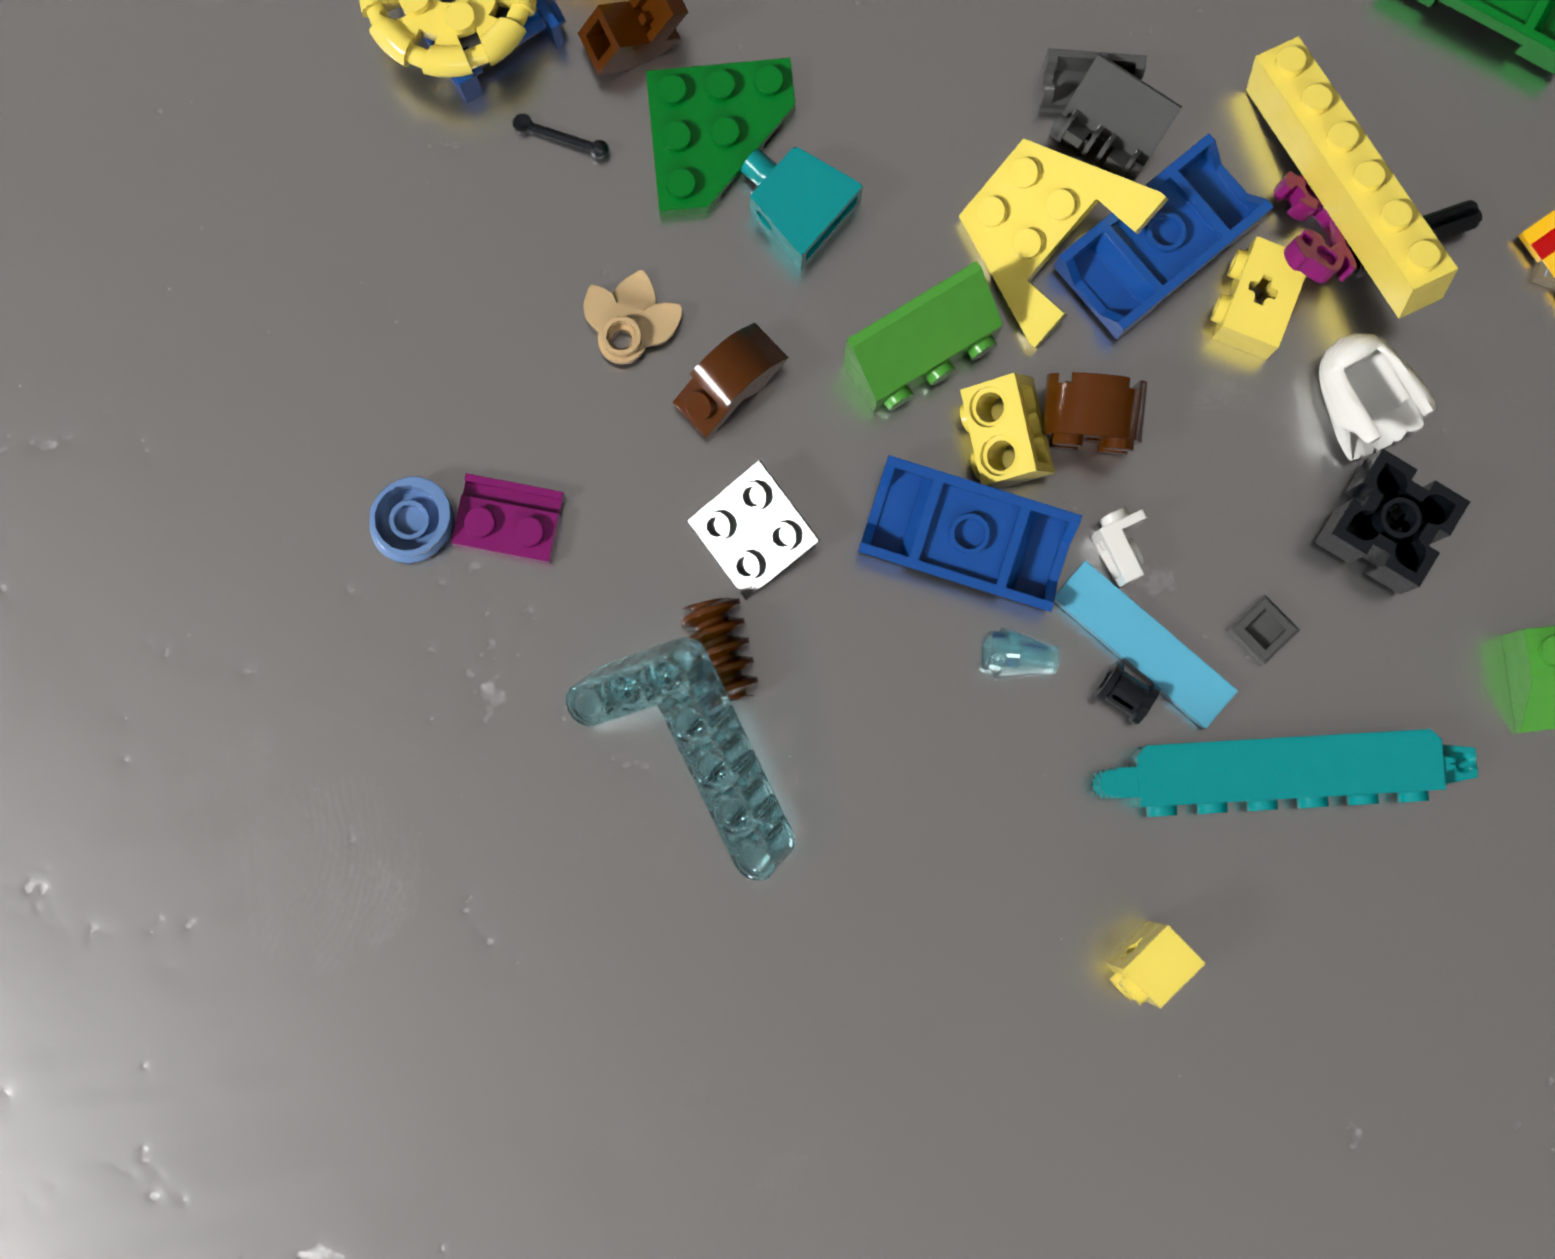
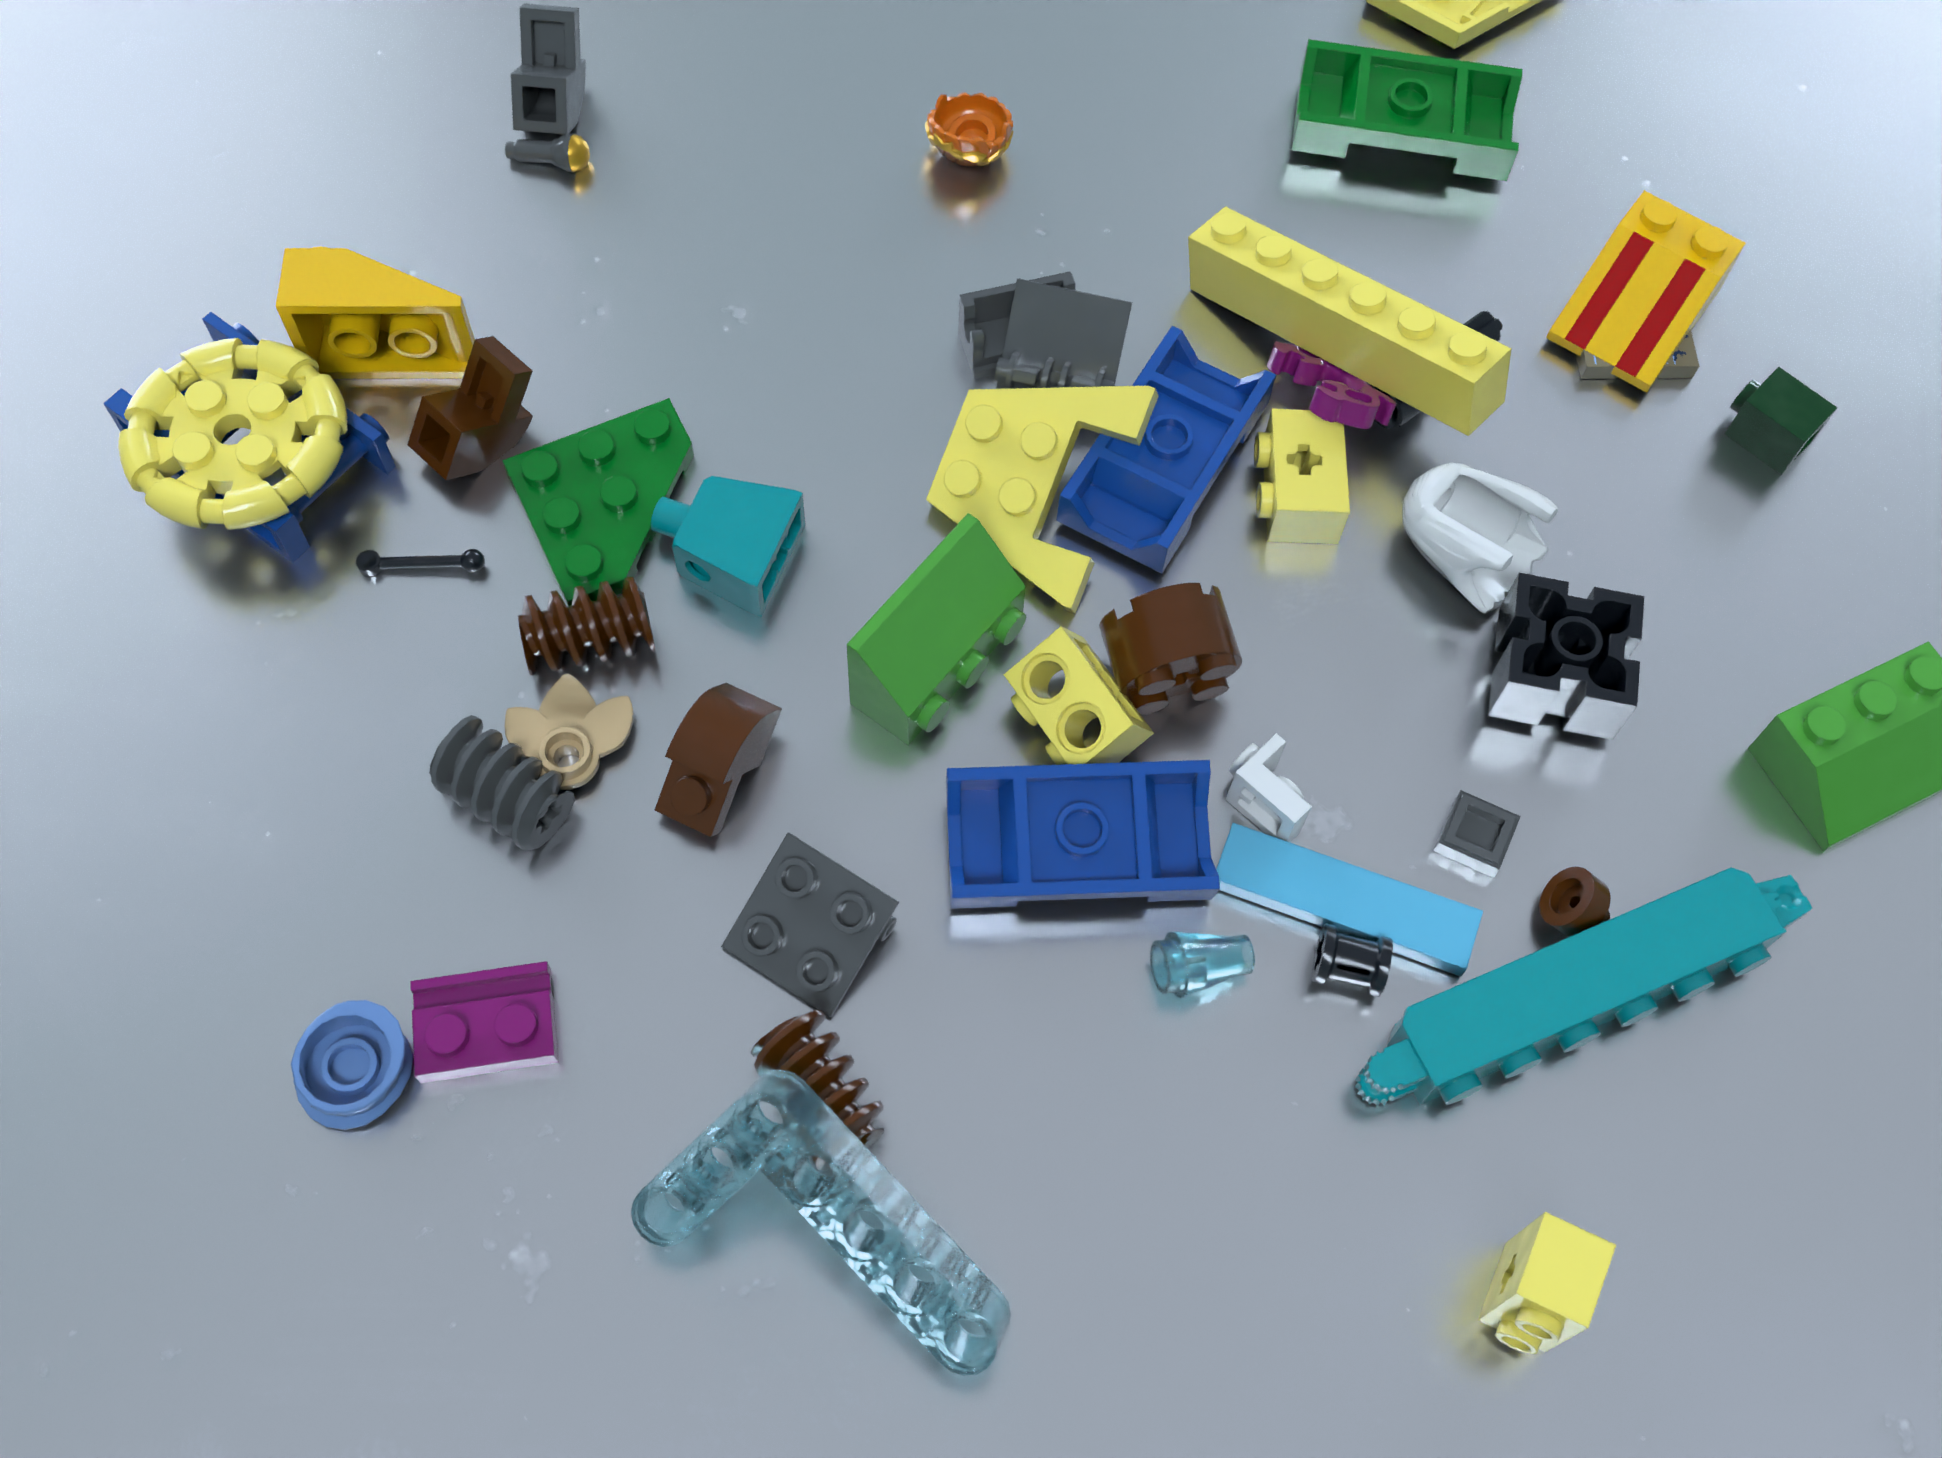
camera: 20 degrees left, 20 degrees down
(565, 347) = (498, 786): none -> dark grey piece
(666, 239) = (584, 625): none -> reddish brown piece
(1307, 709) = (1575, 901): none -> reddish brown tile

